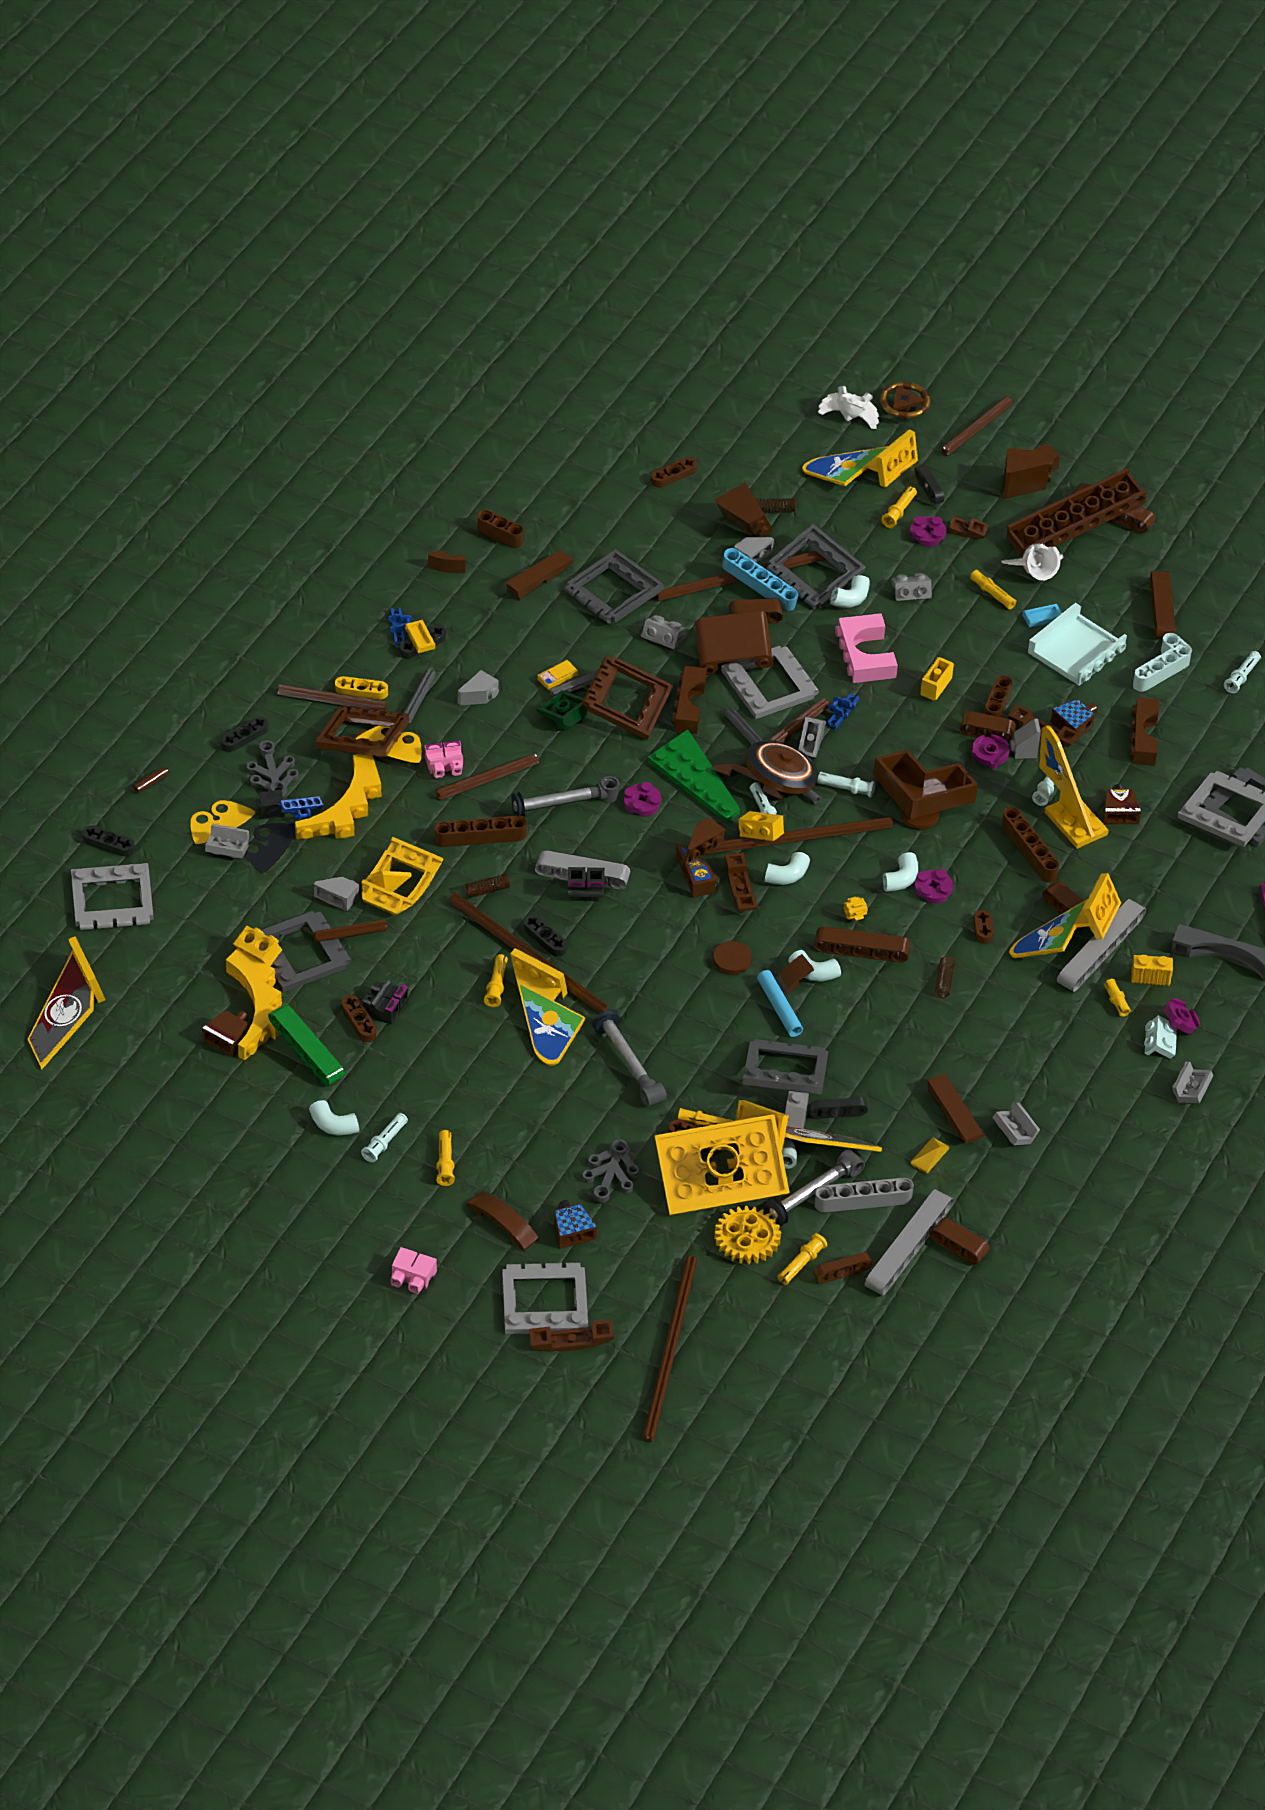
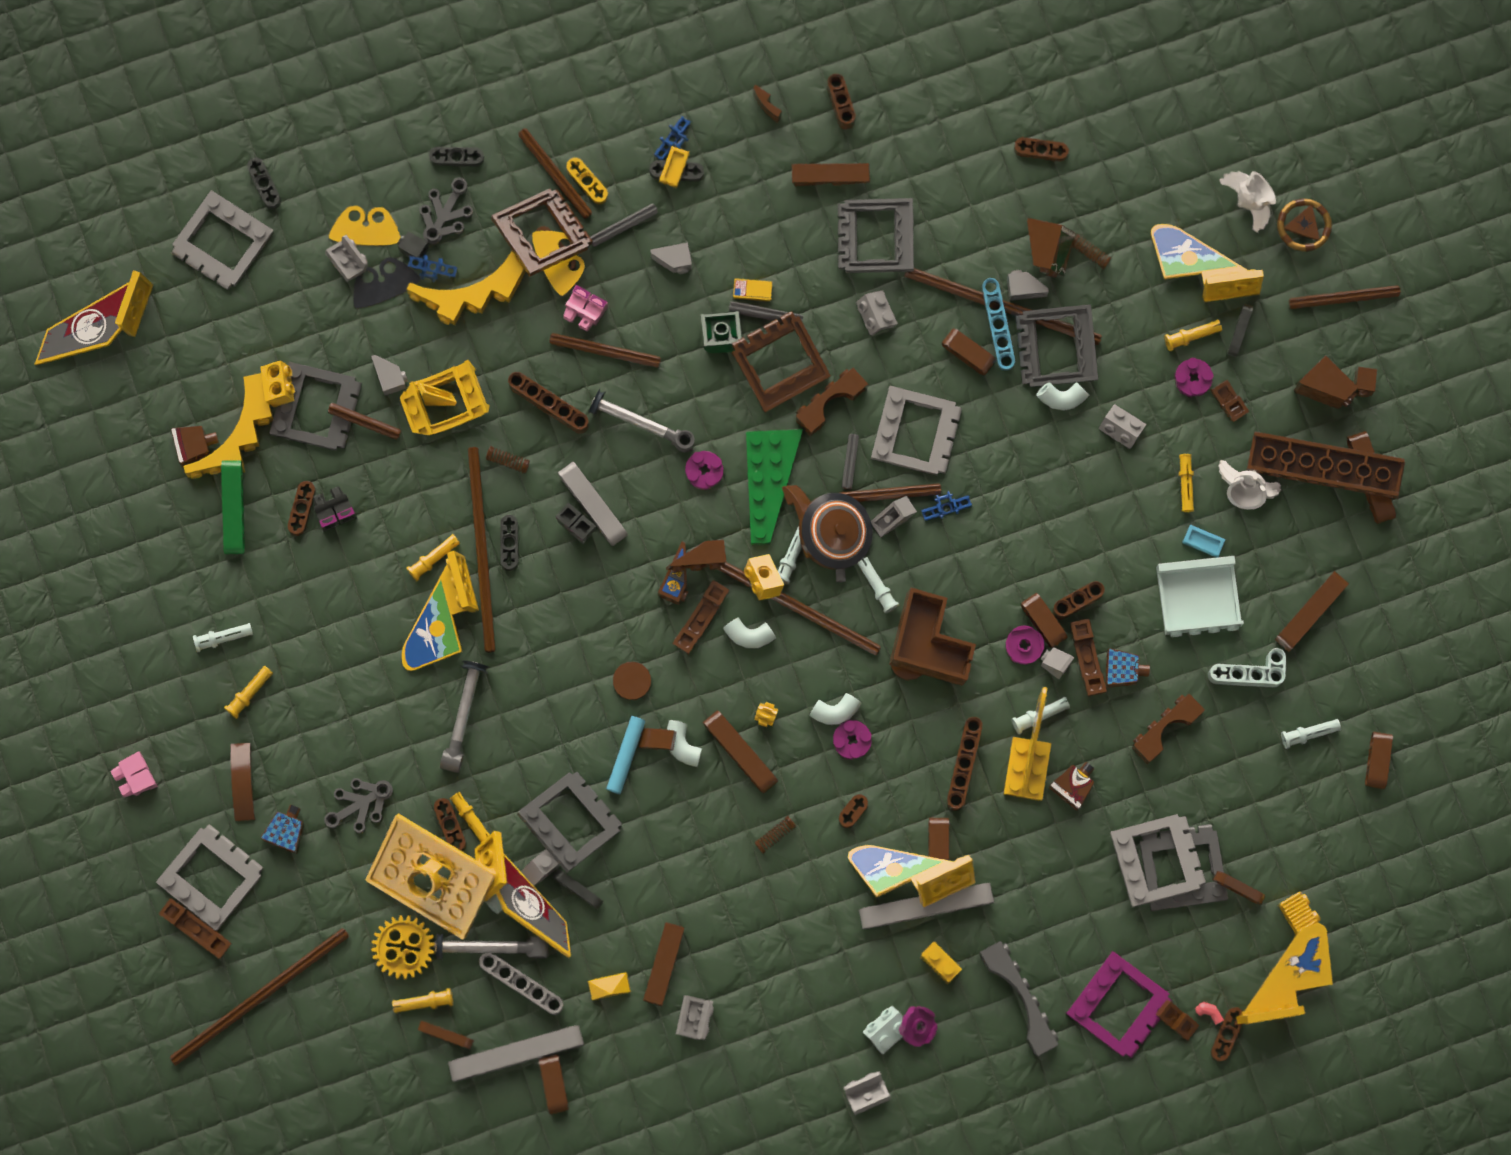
camera: 40 degrees right, 30 degrees up
(150, 780) = (345, 146): reddish brown piece -> none
(332, 1123) = (193, 591): light aqua cylinder -> none
(733, 639) = (912, 376): reddish brown windscreen -> none
(864, 666) = (1025, 435): bright pink arch -> none
(936, 678) = (1046, 541): yellow brick -> none
(1117, 997) = (890, 964): yellow pin -> none

